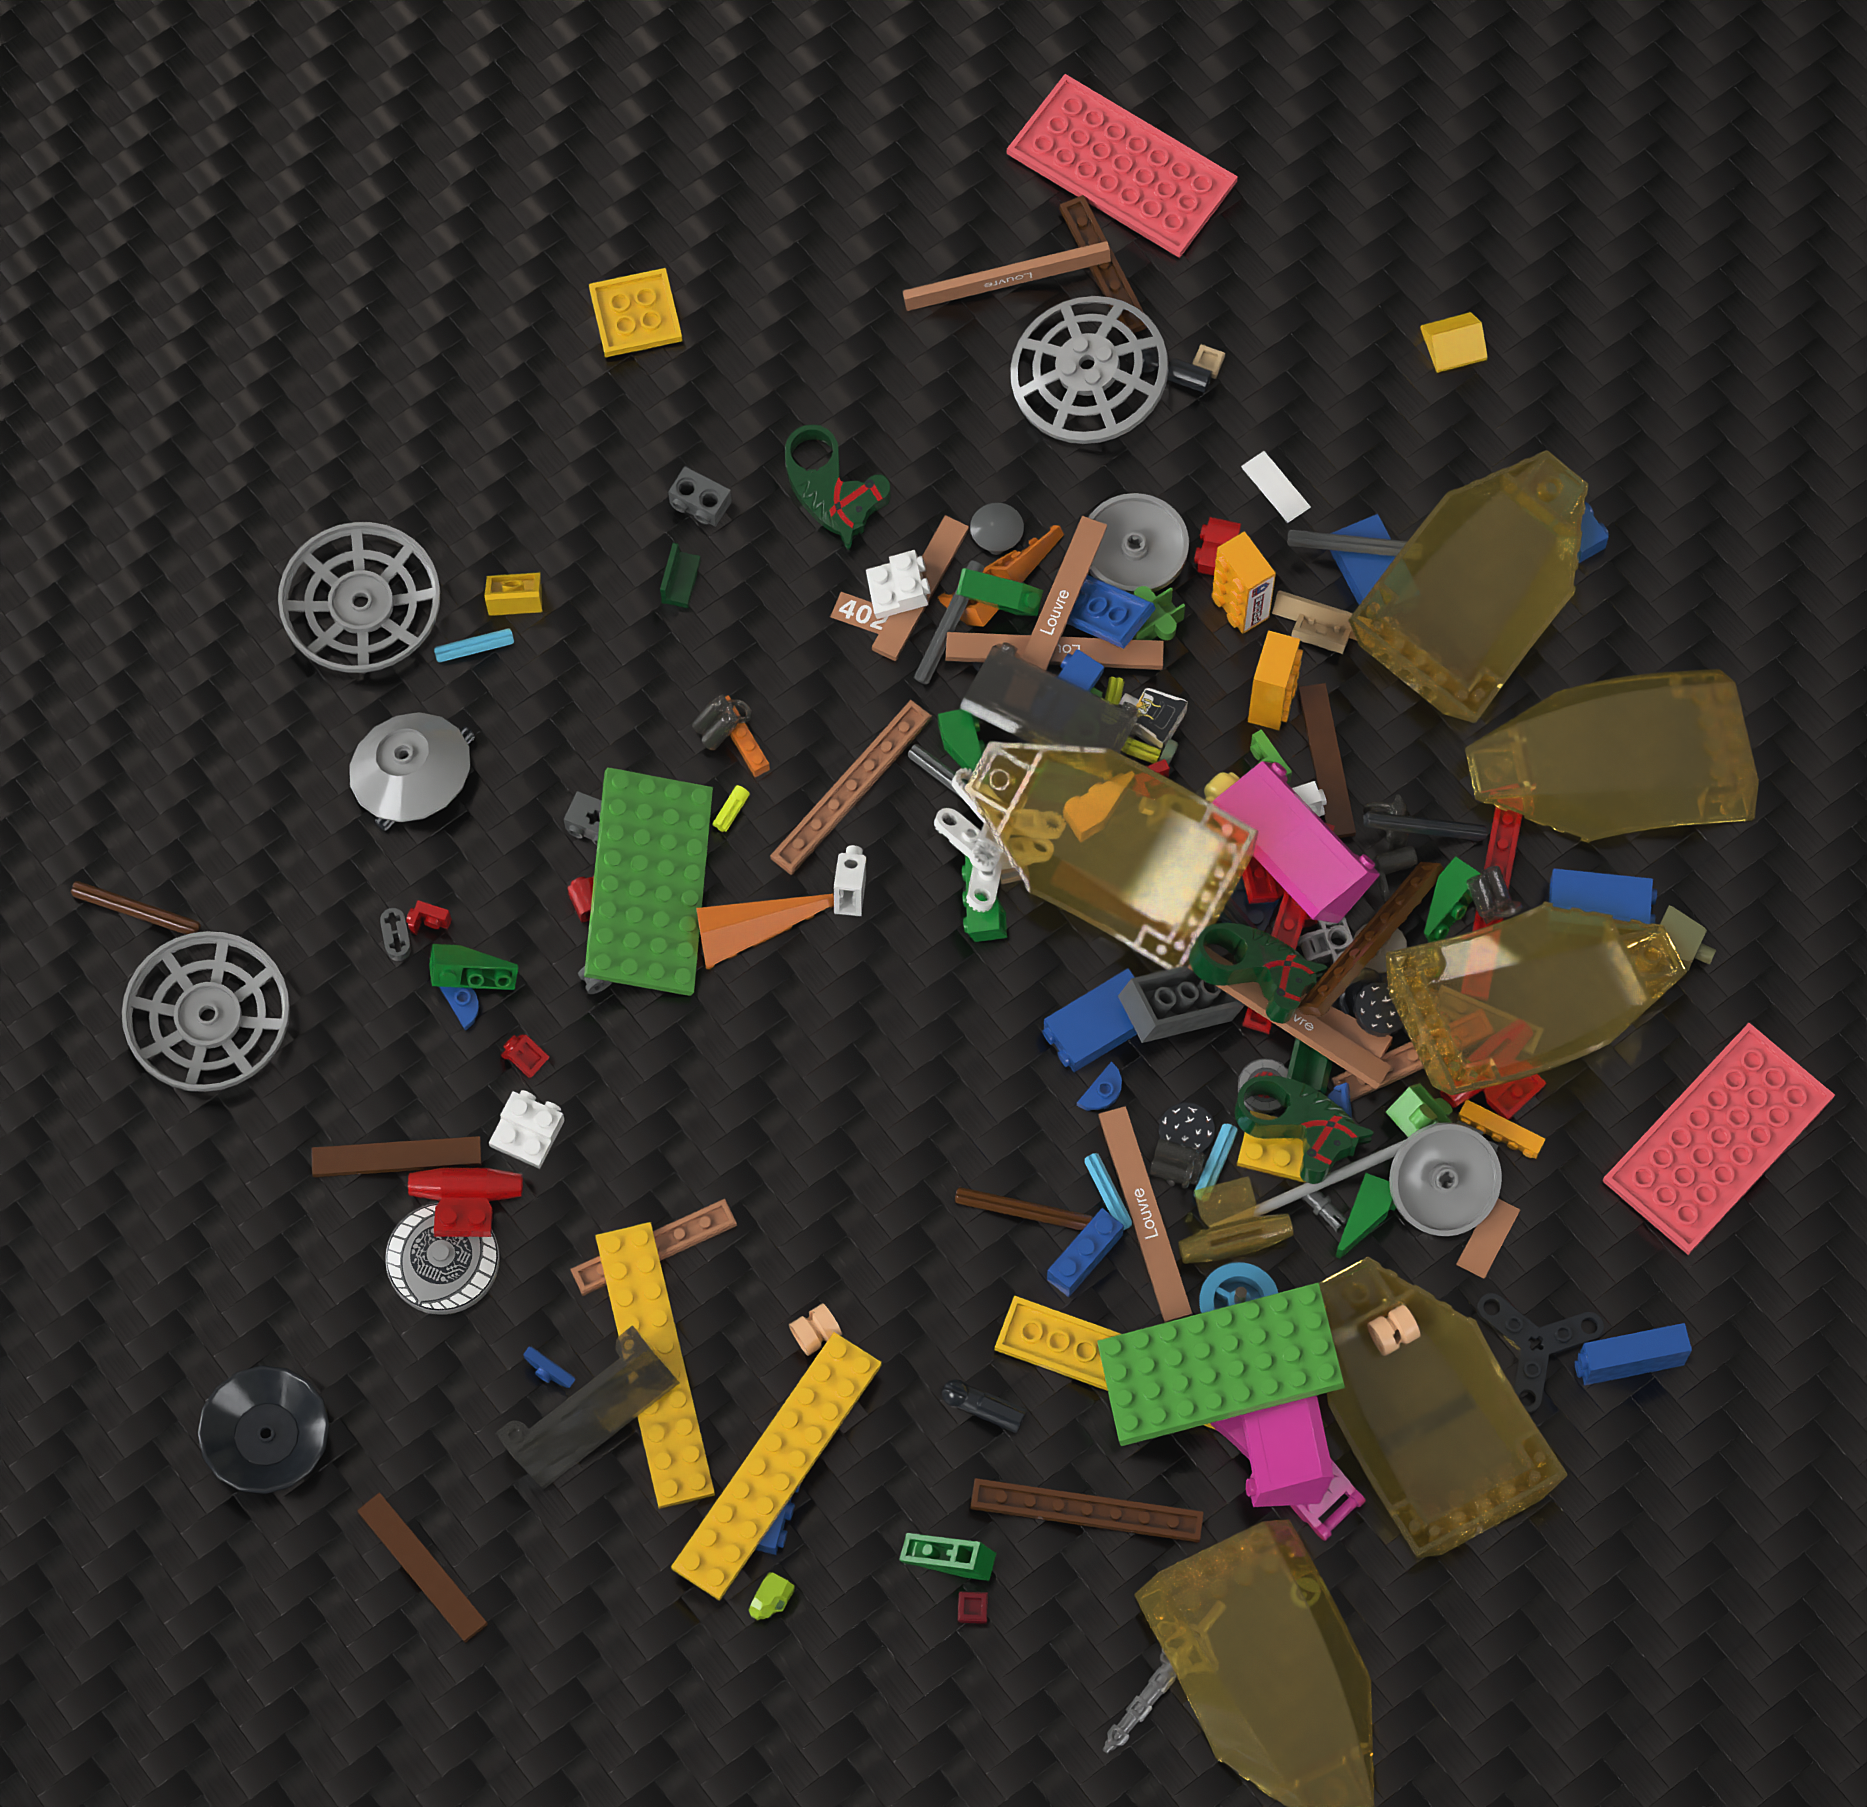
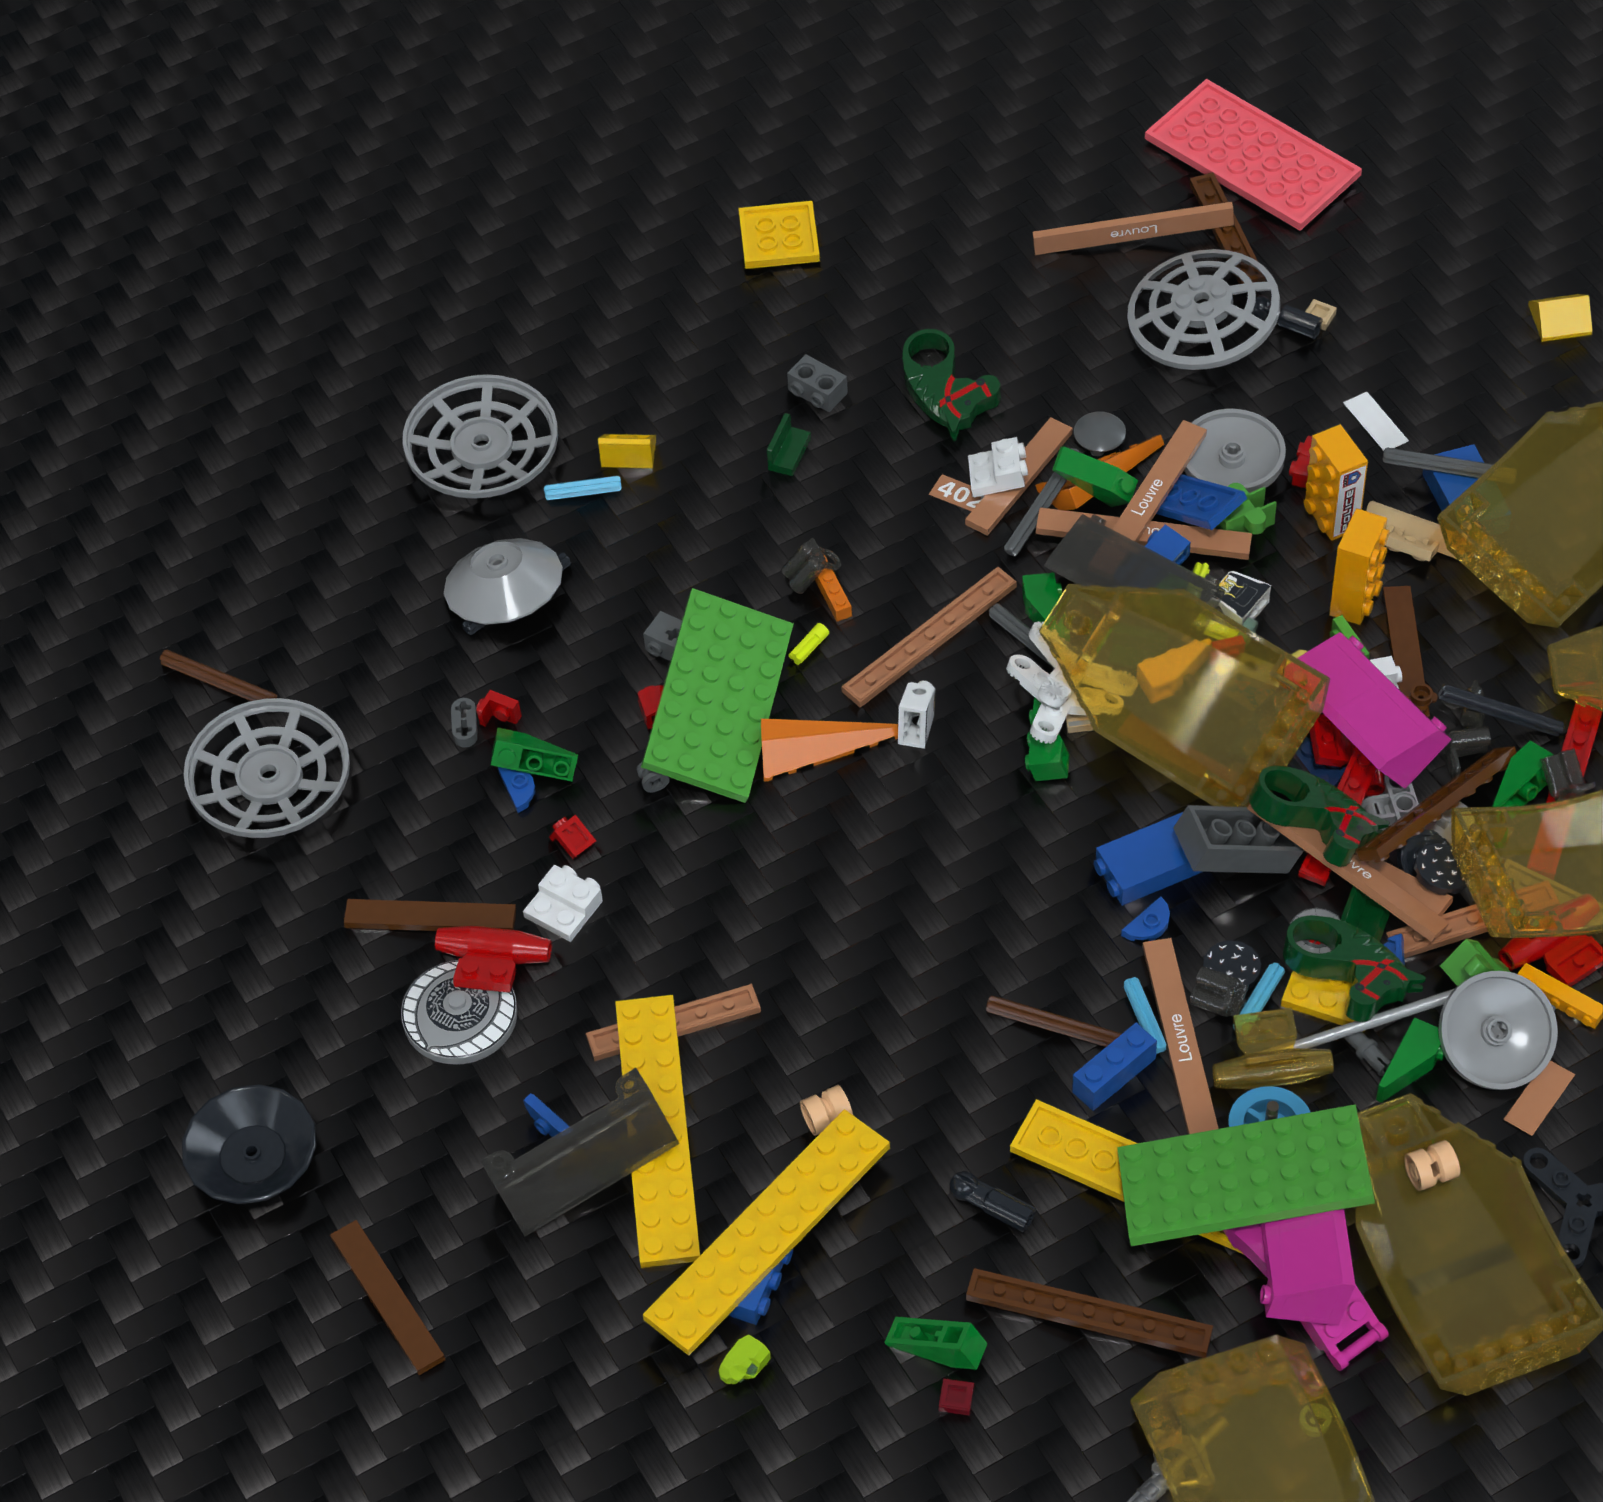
camera: 10 degrees right, 15 degrees down
(1345, 806) = (1422, 691): none -> reddish brown plate

